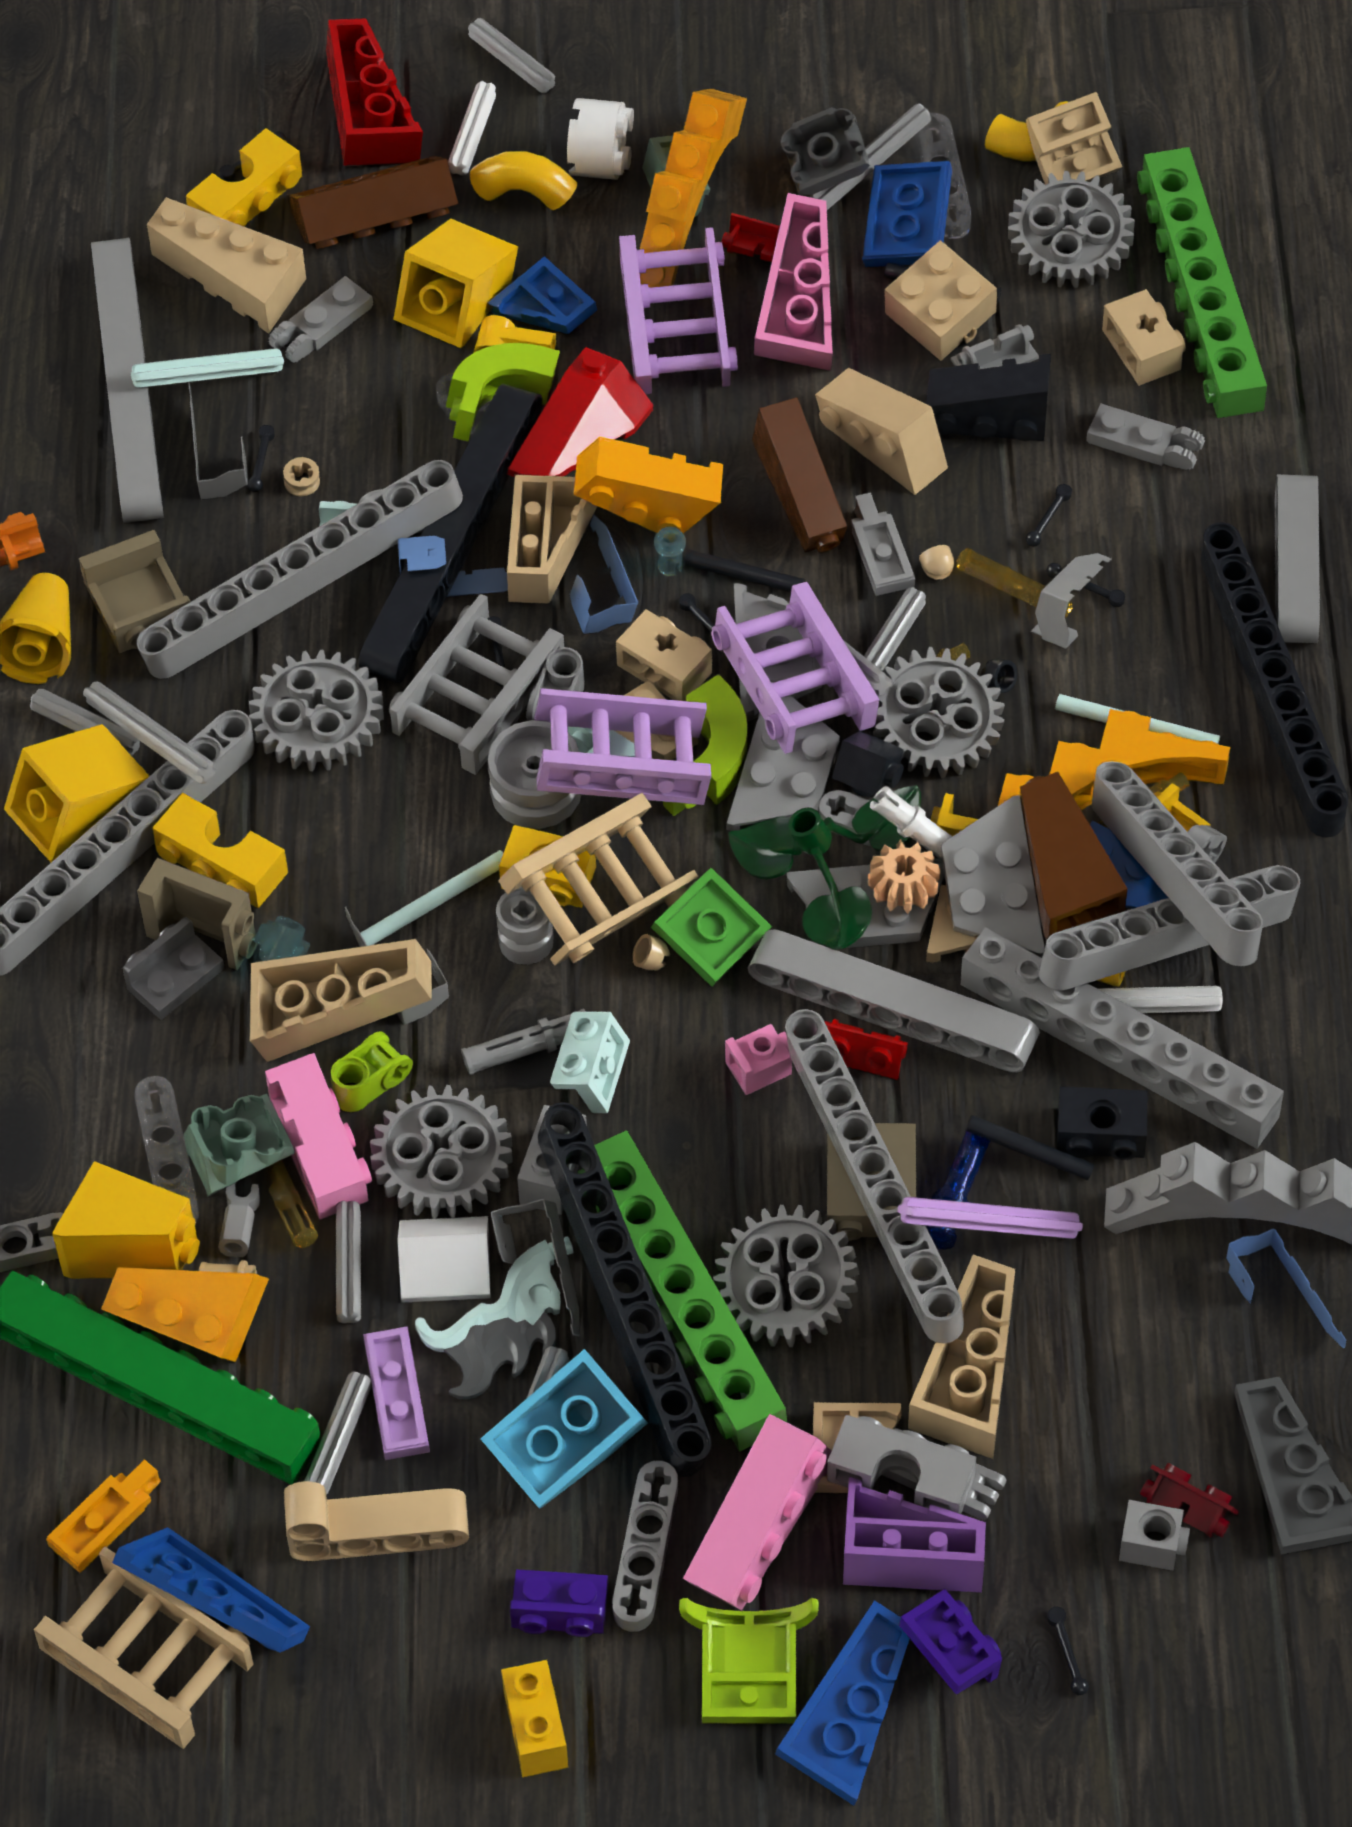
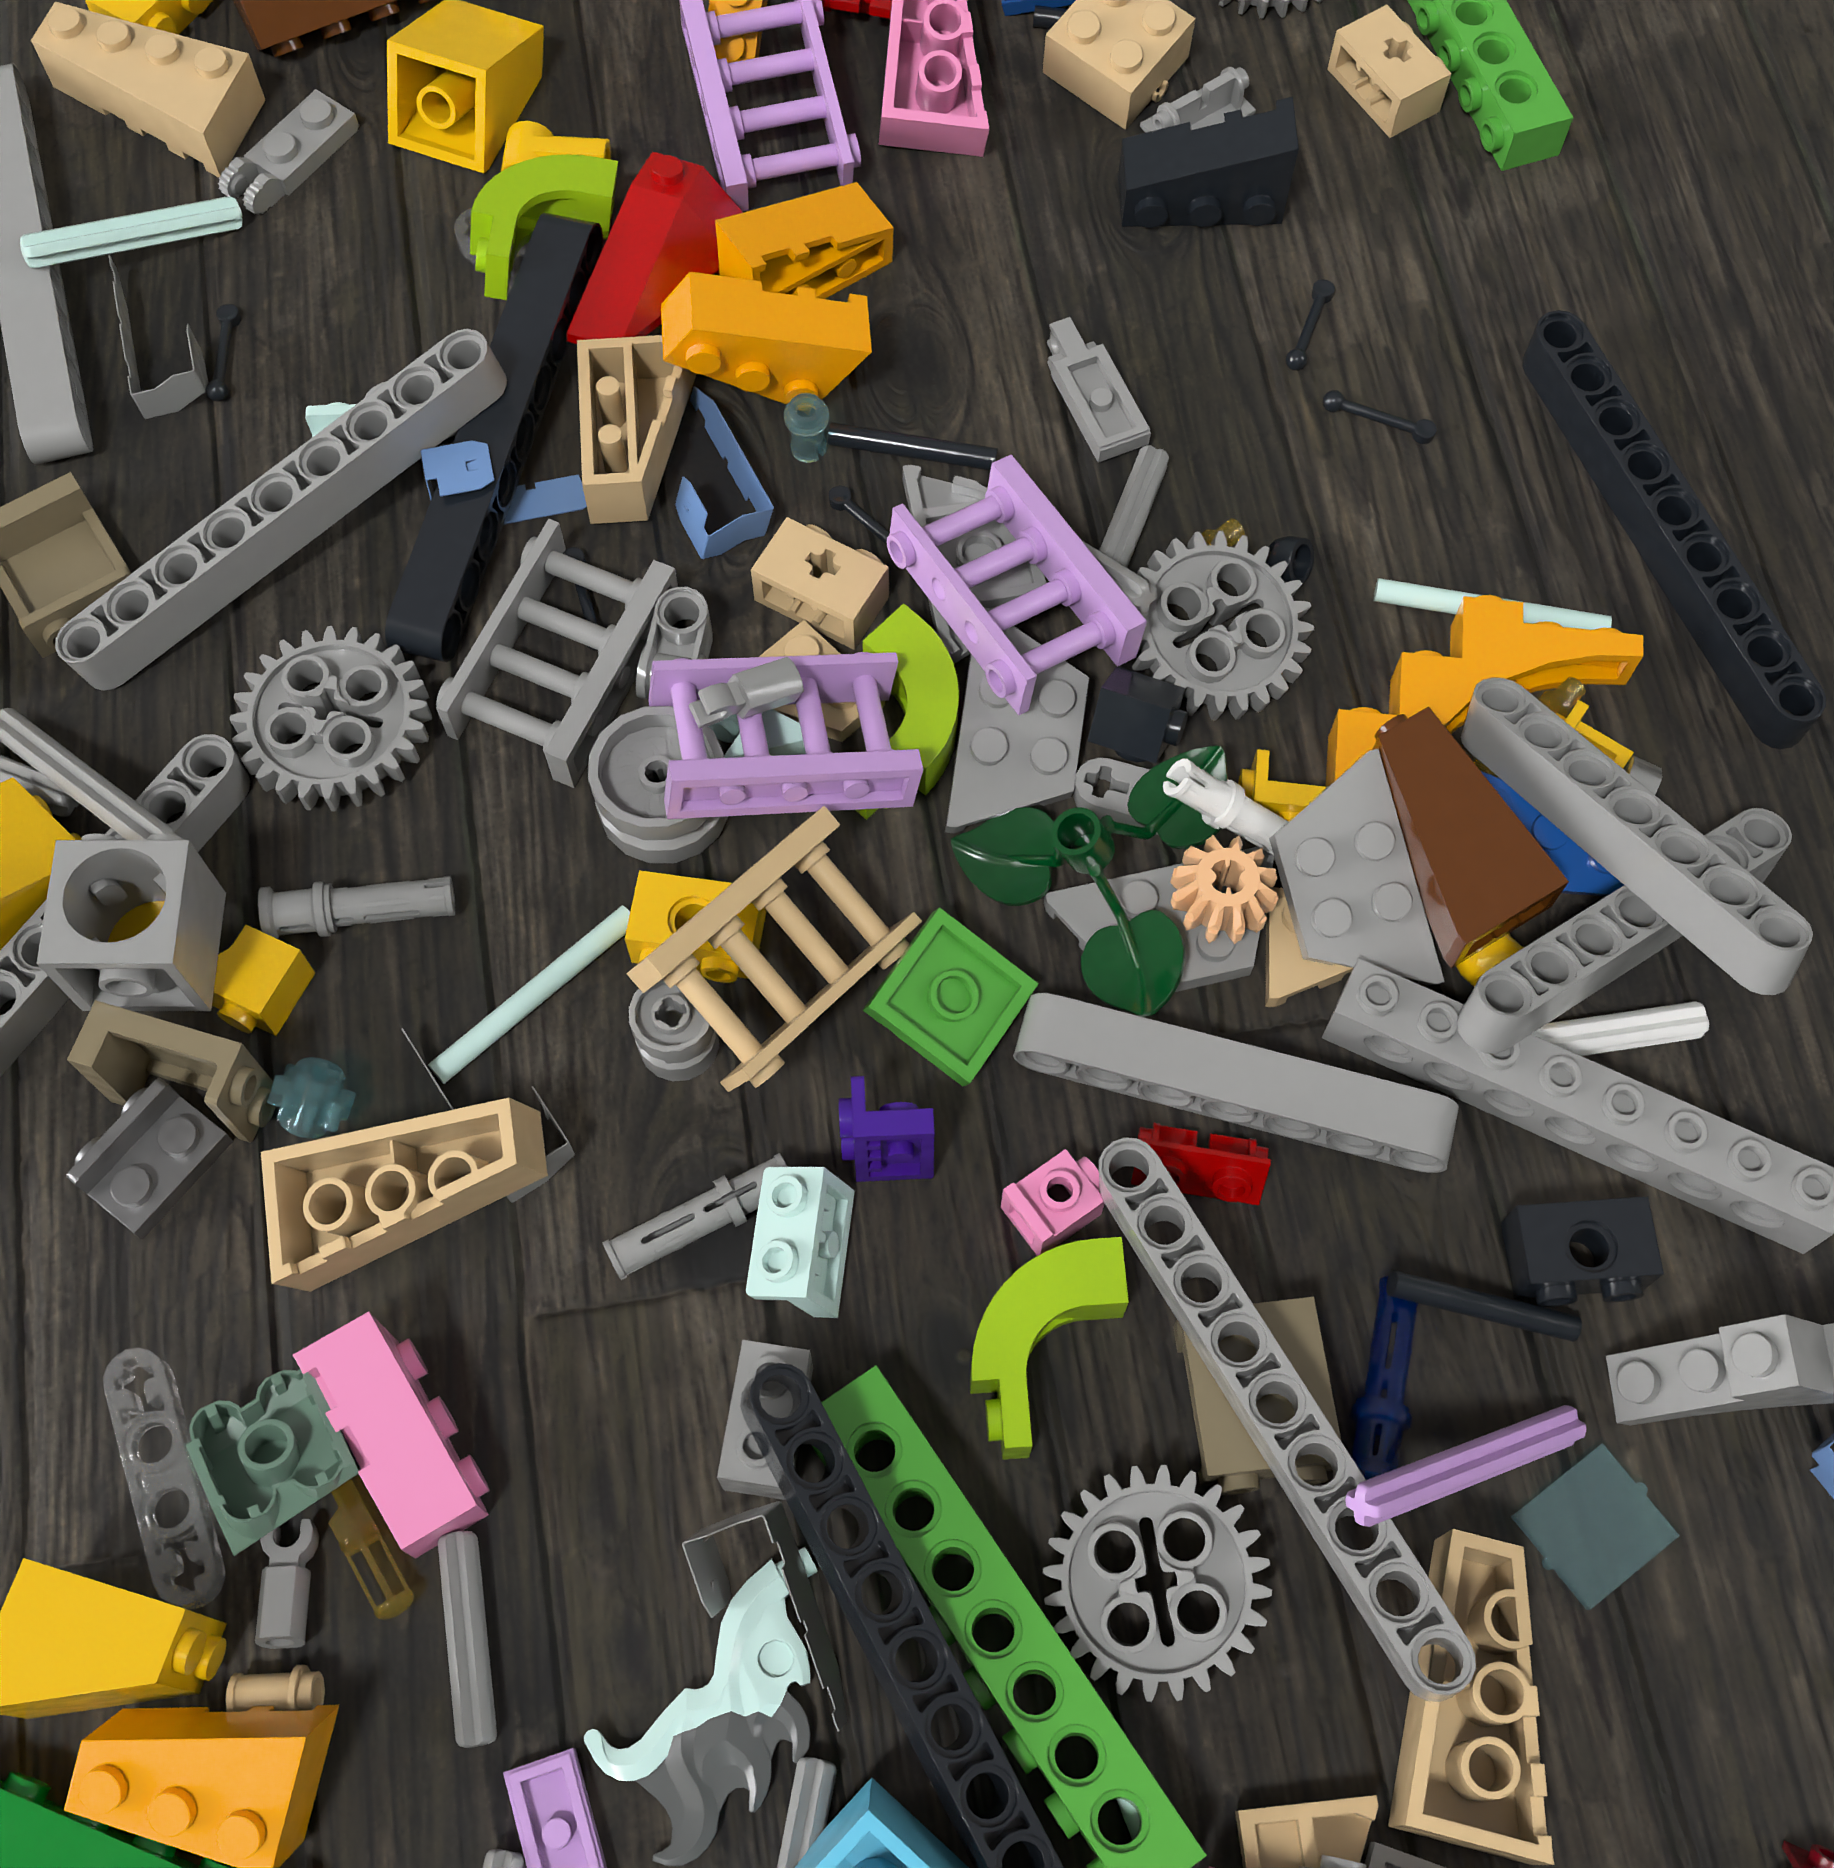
camera: 10 degrees left, 10 degrees up
(195, 841) = (161, 967): none -> light grey brick
(297, 467) = (275, 360): tan bush -> none
(300, 830) = (327, 908): none -> light grey pin
(375, 1069) = (468, 1294): lime piece -> none
(444, 1259) = (616, 1608): white slope -> none
(472, 1168) = (538, 1398): light grey gear -> none
(544, 299) = (589, 95): blue wing -> none
(601, 715) = (749, 693): none -> light grey bar
(650, 952) = (865, 1046): tan hinge -> none
(654, 1003) = (886, 1142): none -> dark purple bracket
(688, 422) = (807, 242): none -> light orange wedge
(736, 1113) = (1049, 1291): none -> lime arch
(798, 475) = (969, 301): reddish brown slope -> none
(884, 427) = (1073, 223): tan wedge -> none
(937, 562) = (1175, 406): tan hinge -> none
(1001, 577) = (1282, 424): clear yellow piece -> none
(1056, 596) = (1361, 444): light grey piece -> none
(1078, 1285) = (1595, 1526): none -> clear light blue piece
(1144, 438) = (1417, 206): light grey hinge -> none
(1297, 558) = (1659, 346): light grey beam -> none

